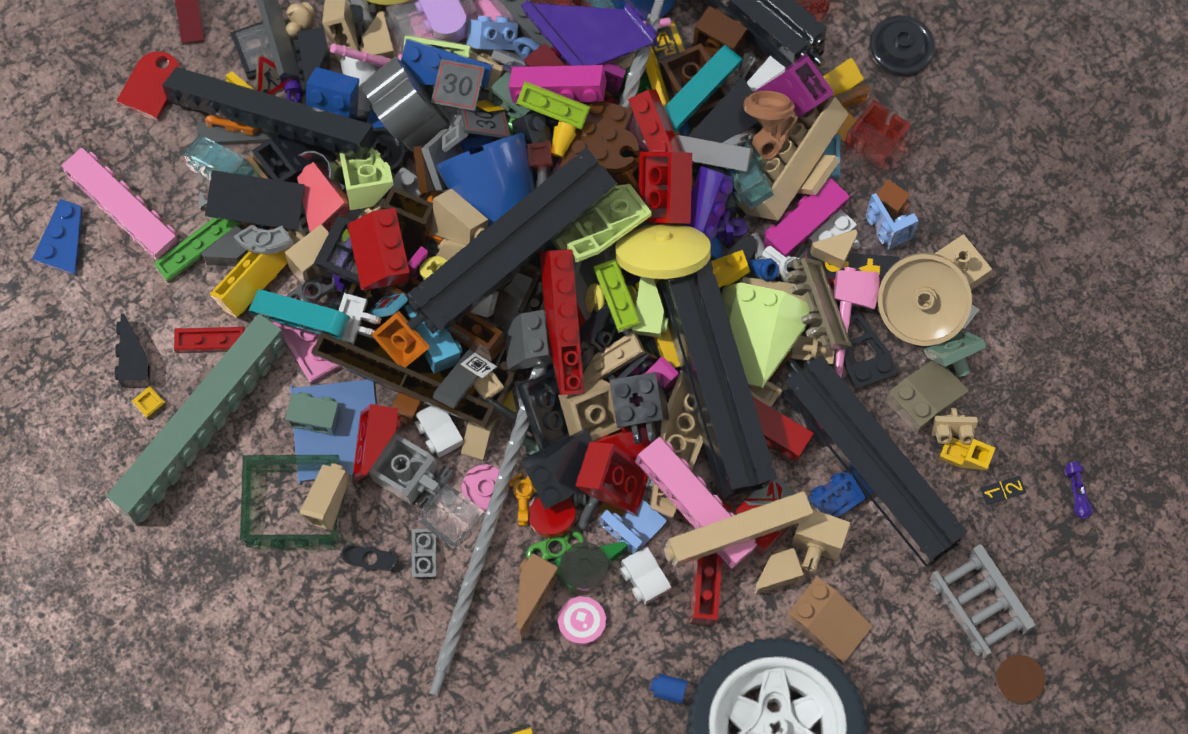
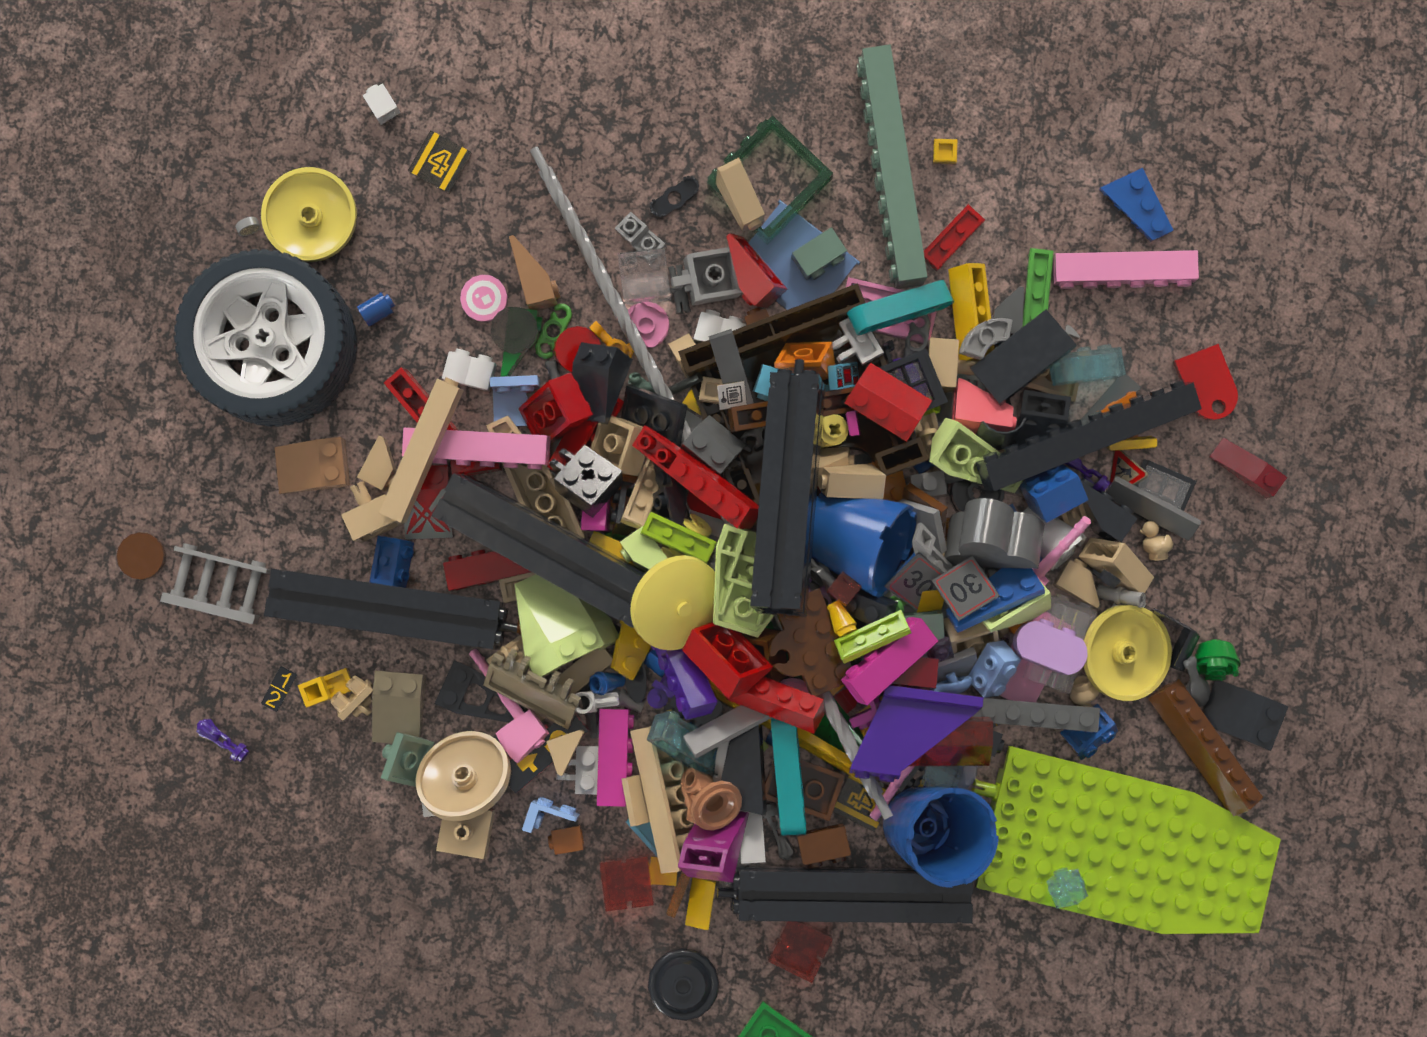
camera: 140 degrees right, 15 degrees up
(134, 366) = (986, 167): black slope -> none

